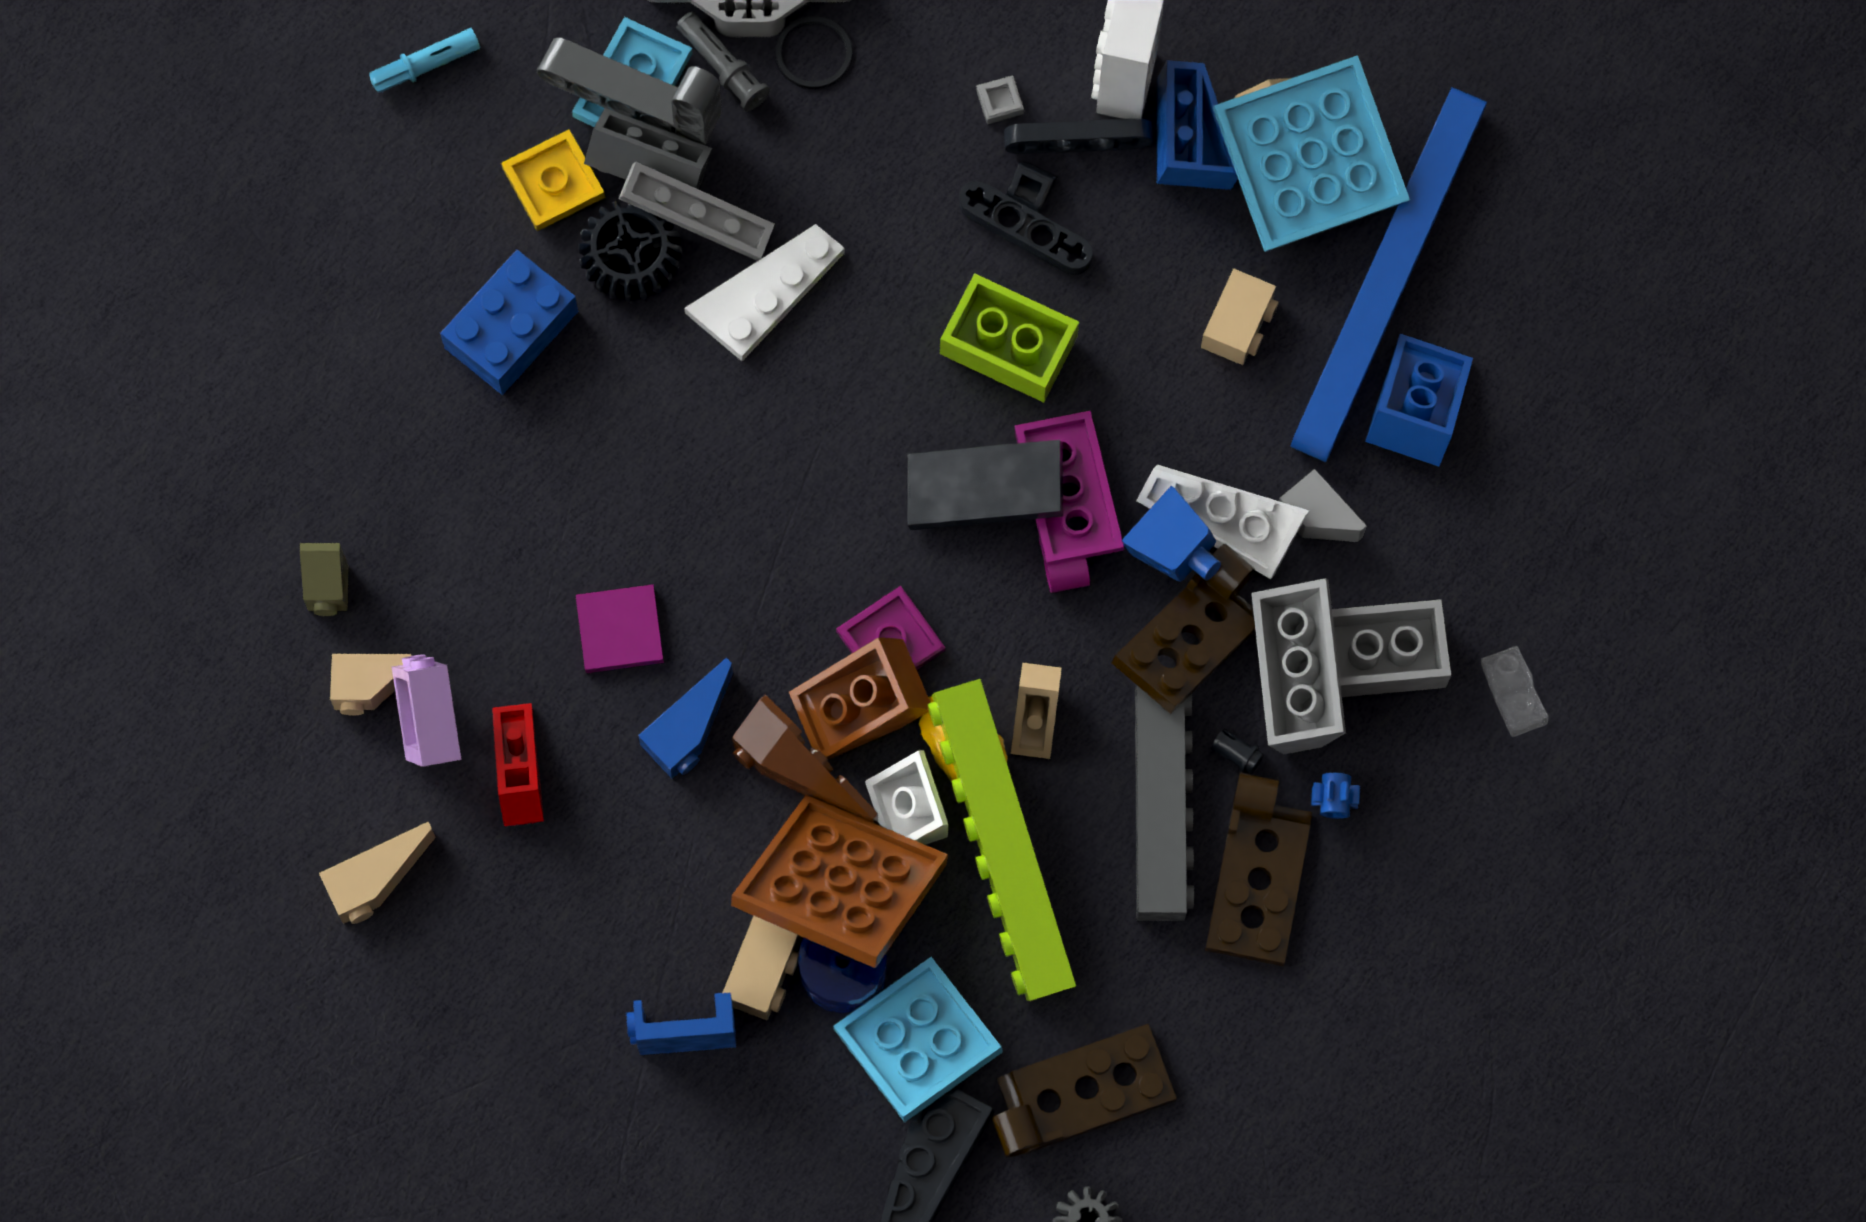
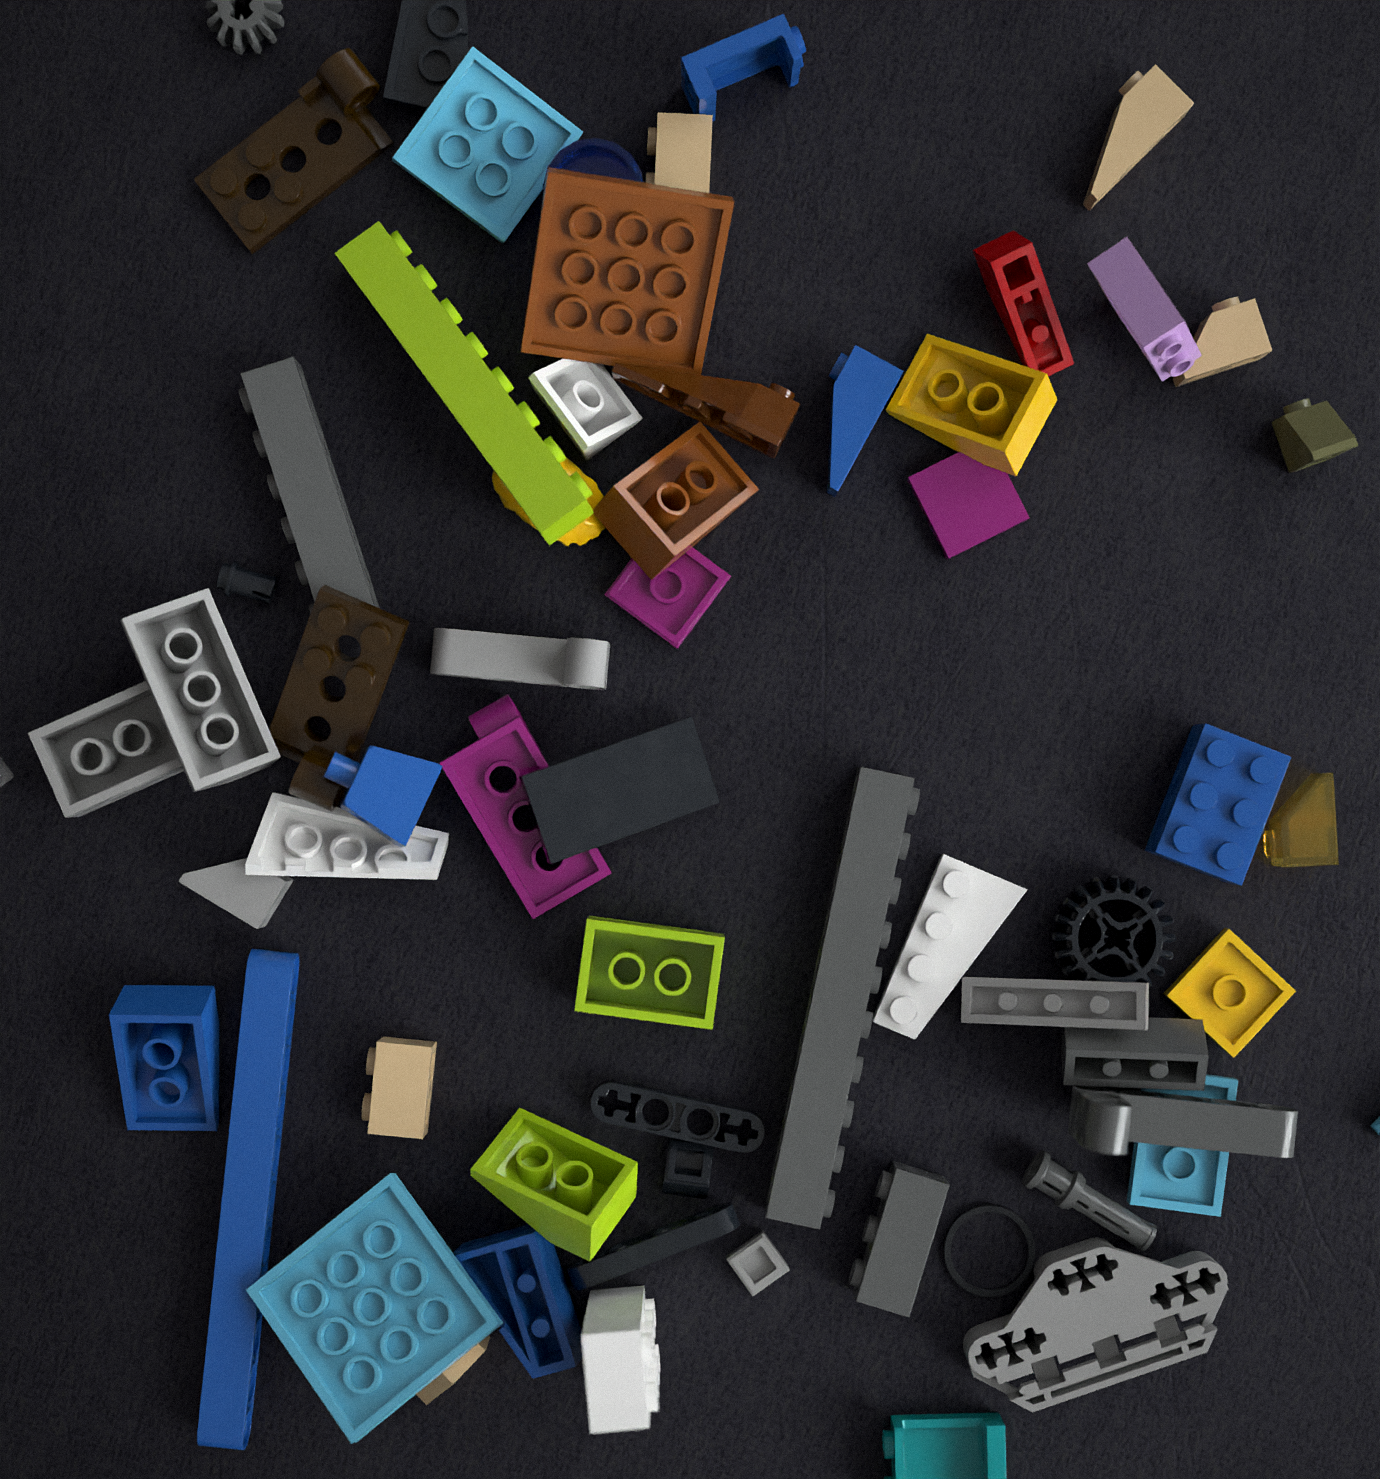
camera: 165 degrees right, 15 degrees up
(446, 283) = (1305, 826): none -> clear yellow slope
(589, 698) = (974, 402): none -> yellow slope
(862, 276) = (839, 998): none -> dark grey brick
(881, 81) = (898, 1238): none -> dark grey brick
(1028, 614) = (520, 658): none -> light grey beam
(1036, 710) = (480, 555): tan slope -> none
(1136, 203) = (558, 1182): none -> lime slope
(1251, 815) = (210, 523): dark brown hinge -> none
(1335, 795) = (123, 565): blue gear -> none

